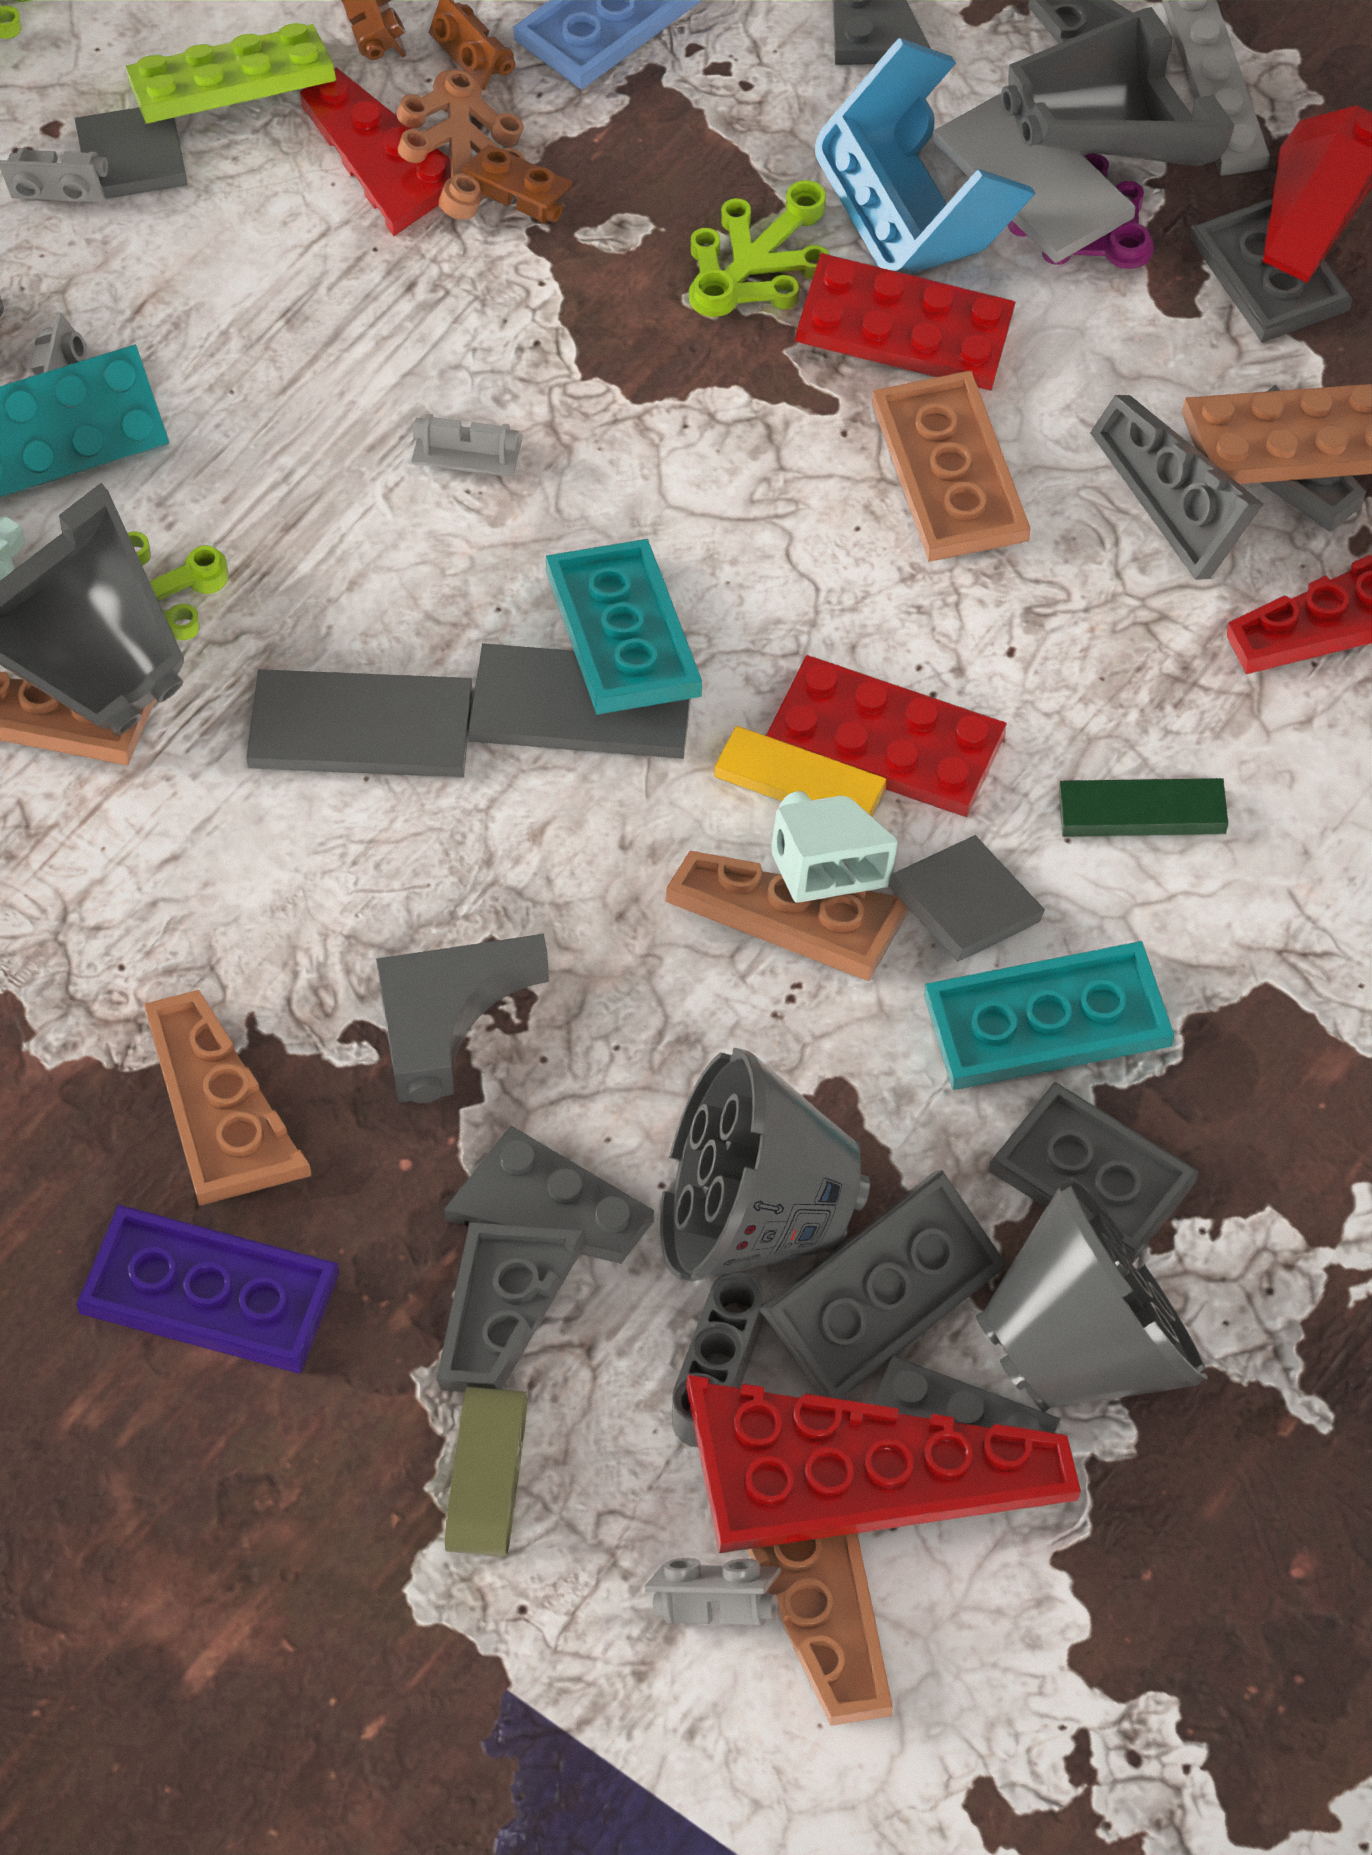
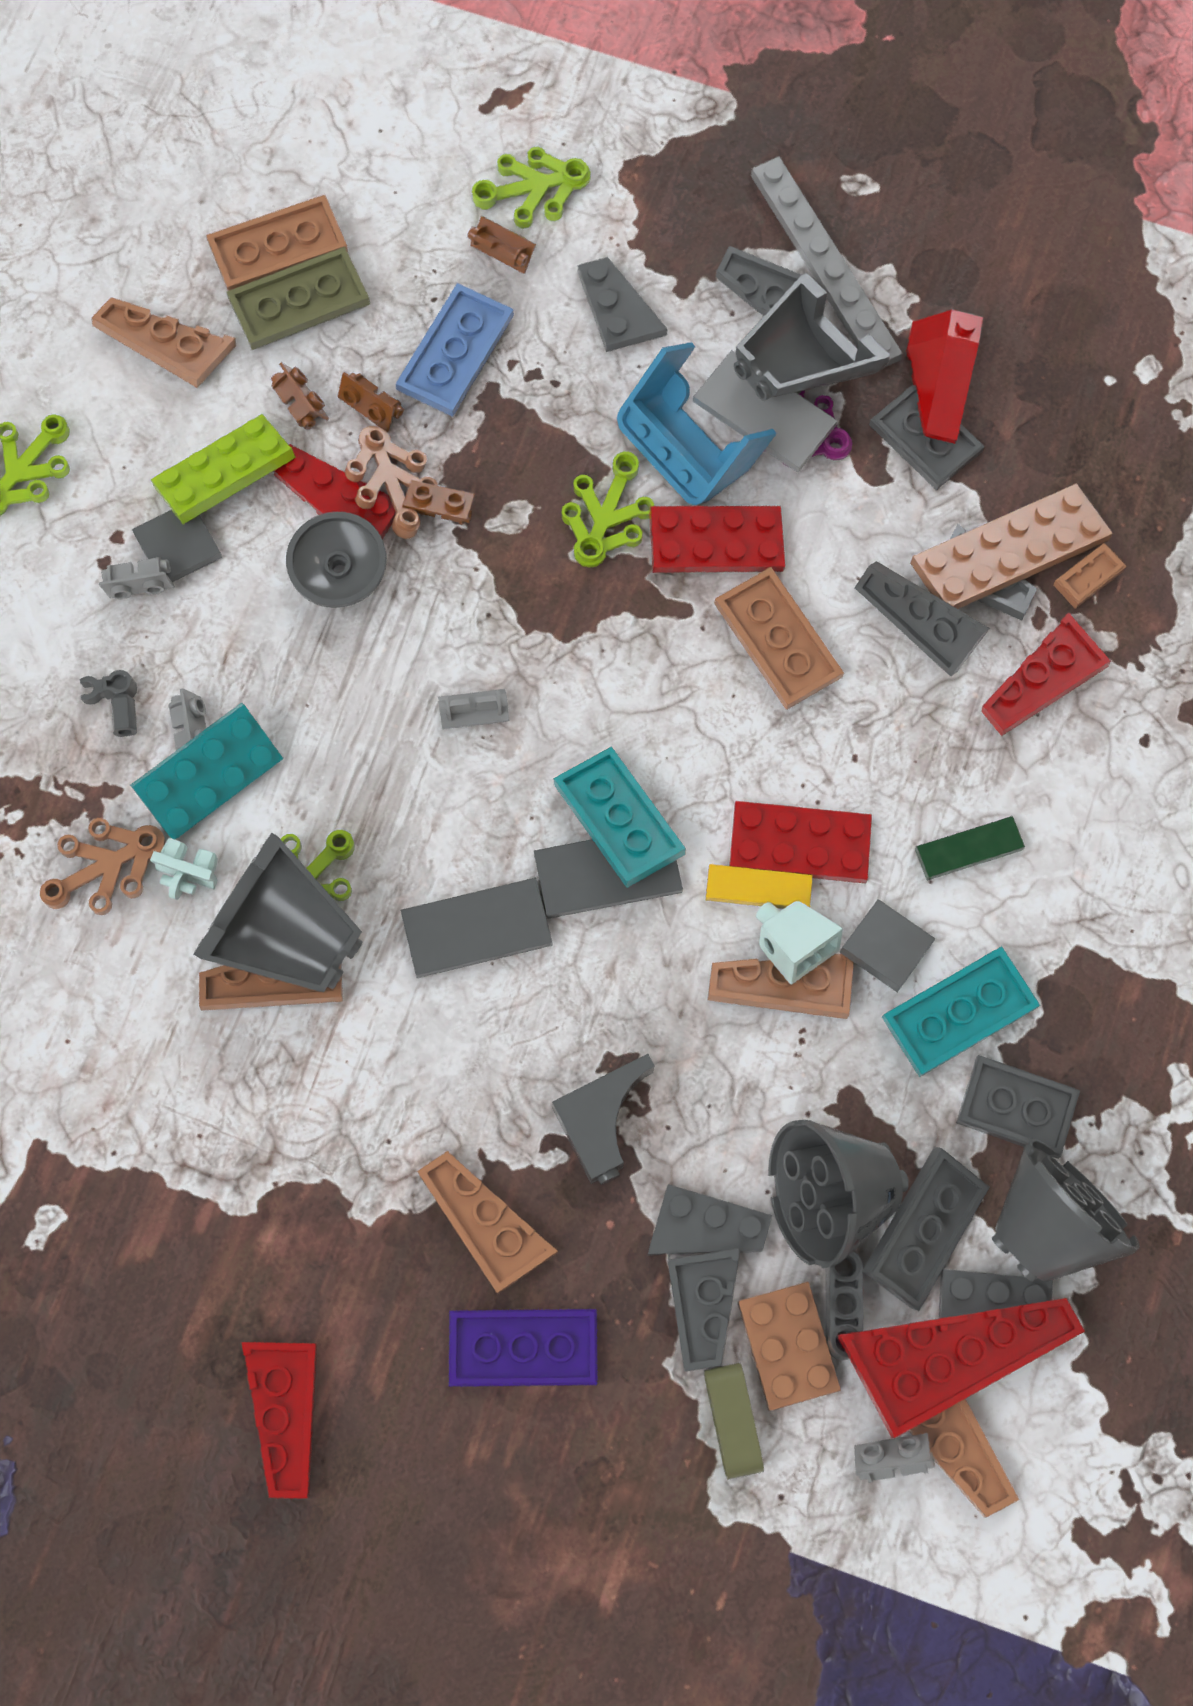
camera: 20 degrees left, 15 degrees up
(341, 211) = (330, 542): none -> dark grey dish
(612, 1399) = (788, 1346): none -> nougat plate

